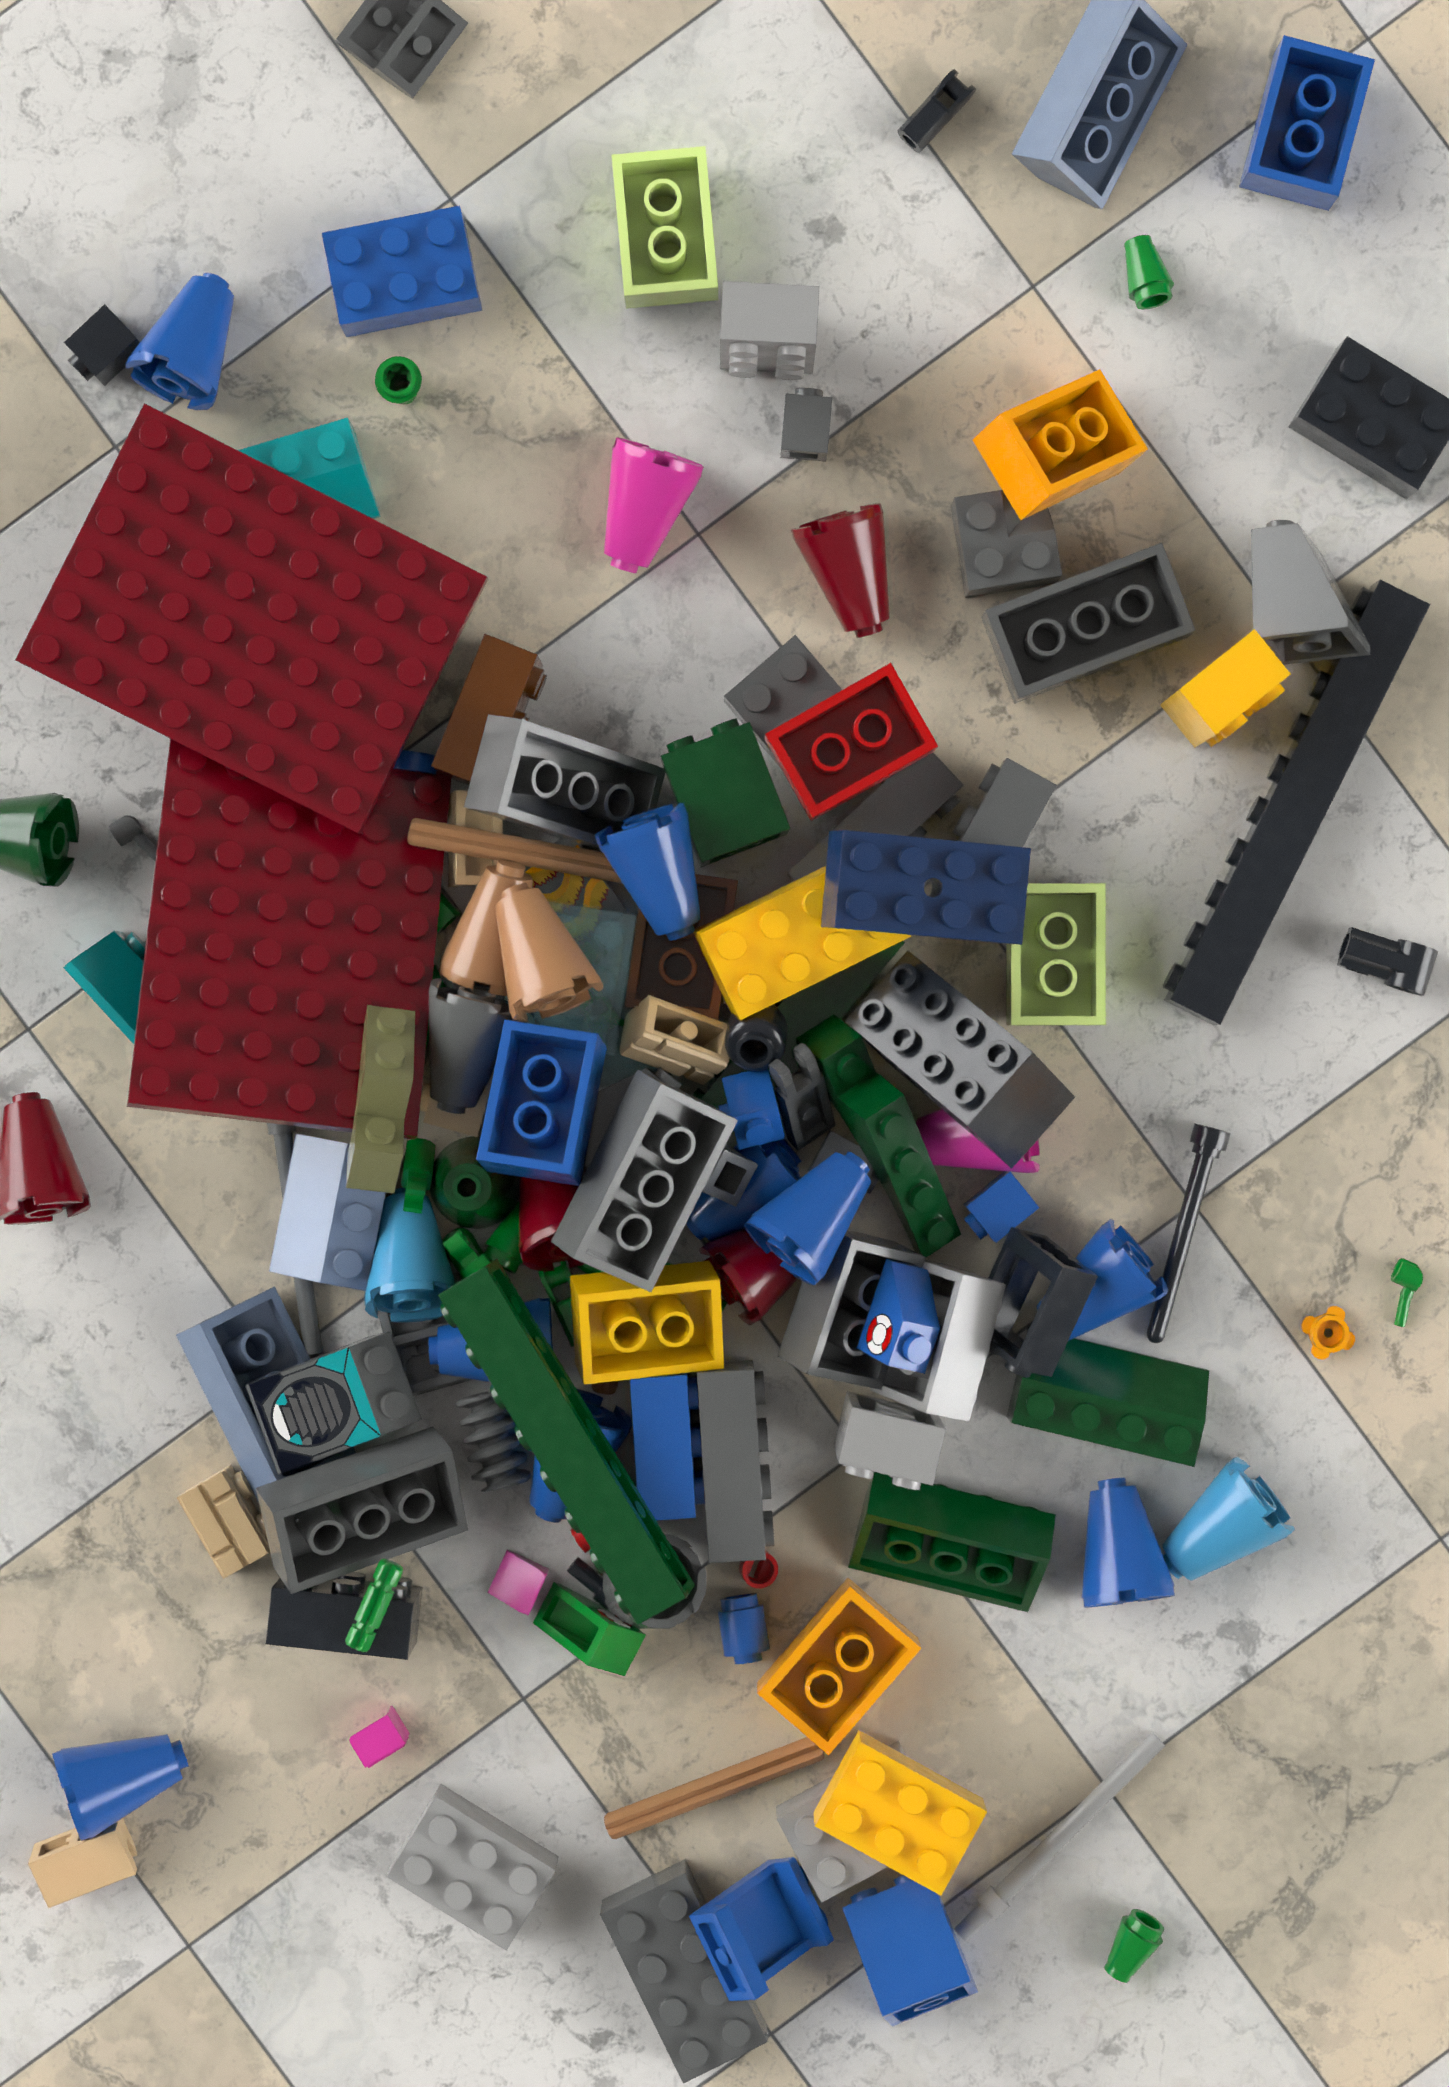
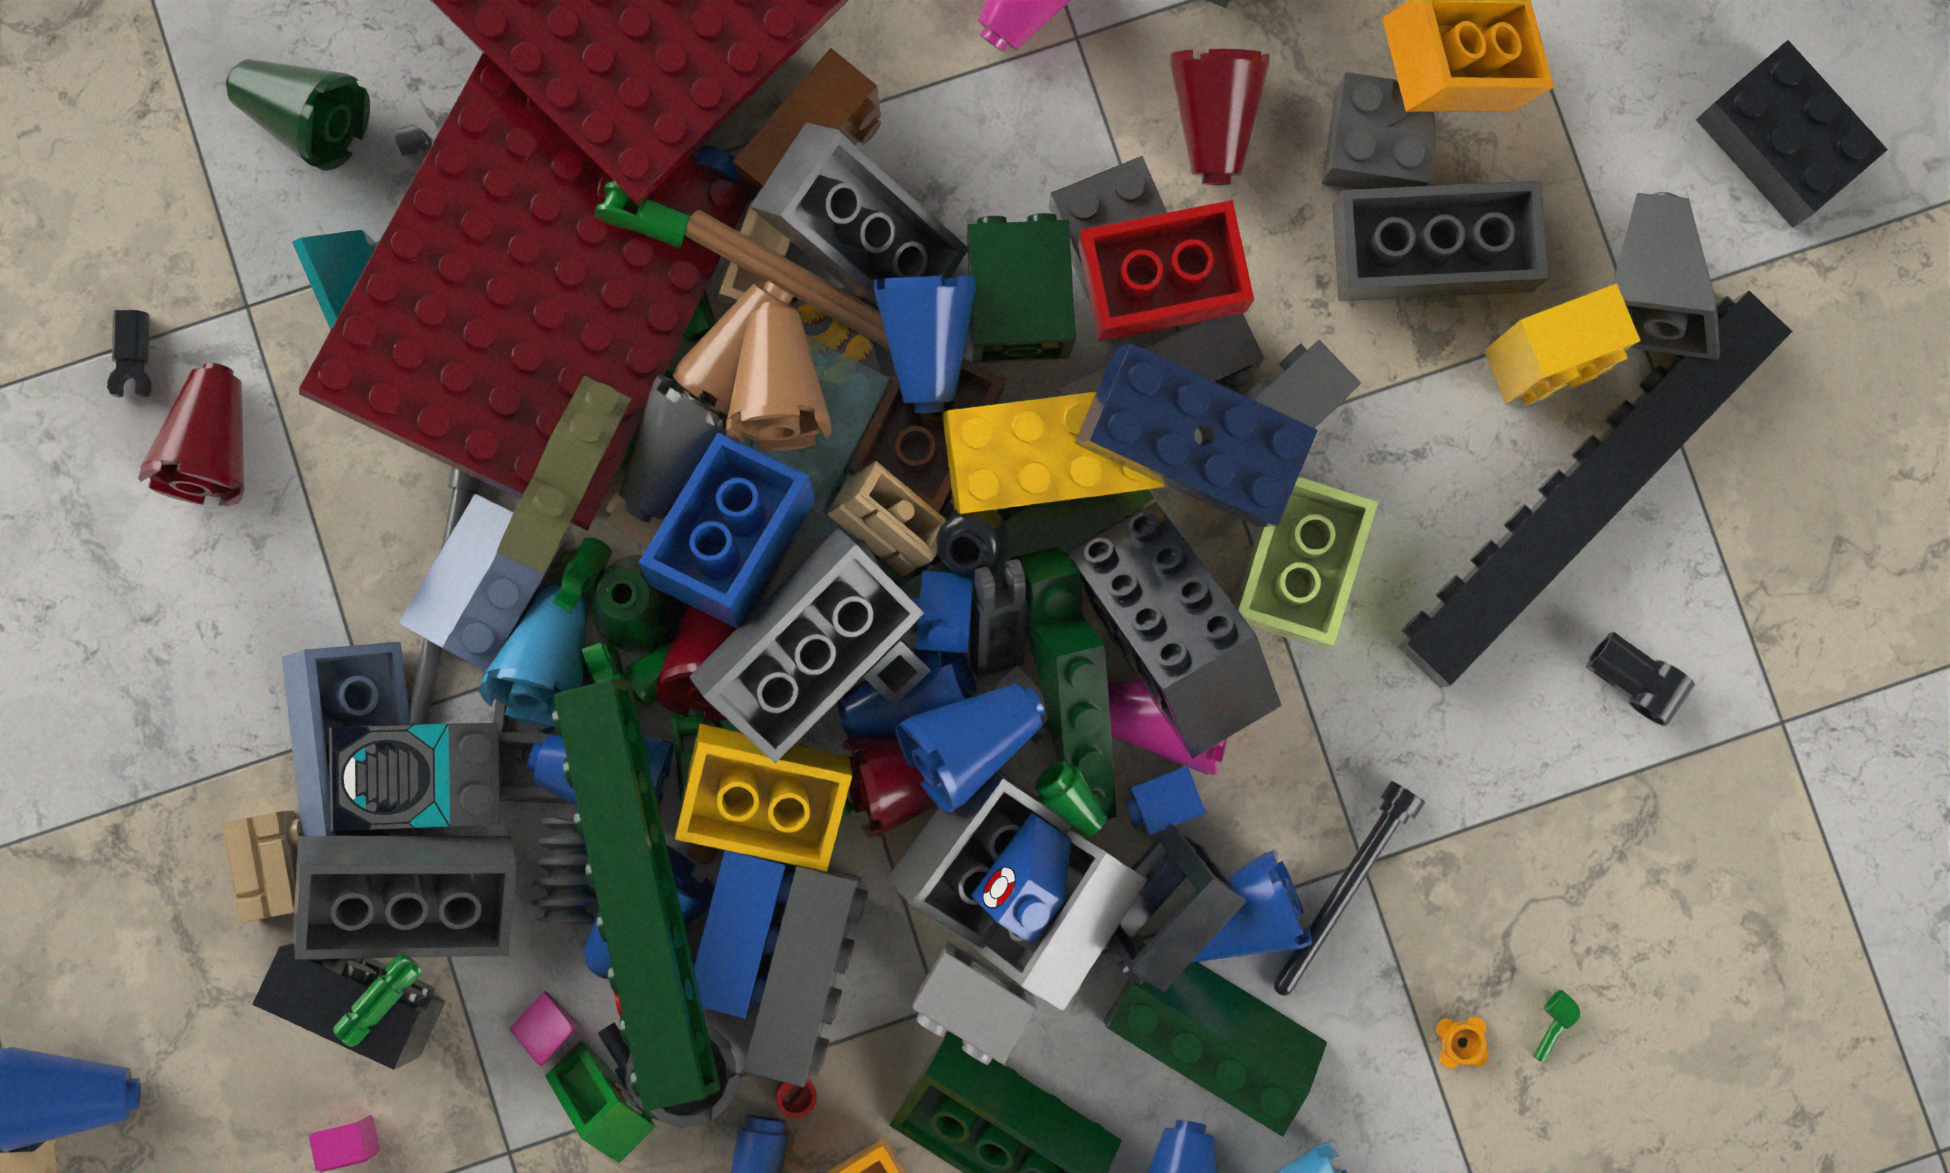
camera: 15 degrees right, 5 degrees down
(375, 840) = (651, 219): none -> green bar
(915, 1234) = (1070, 797): none -> green cone

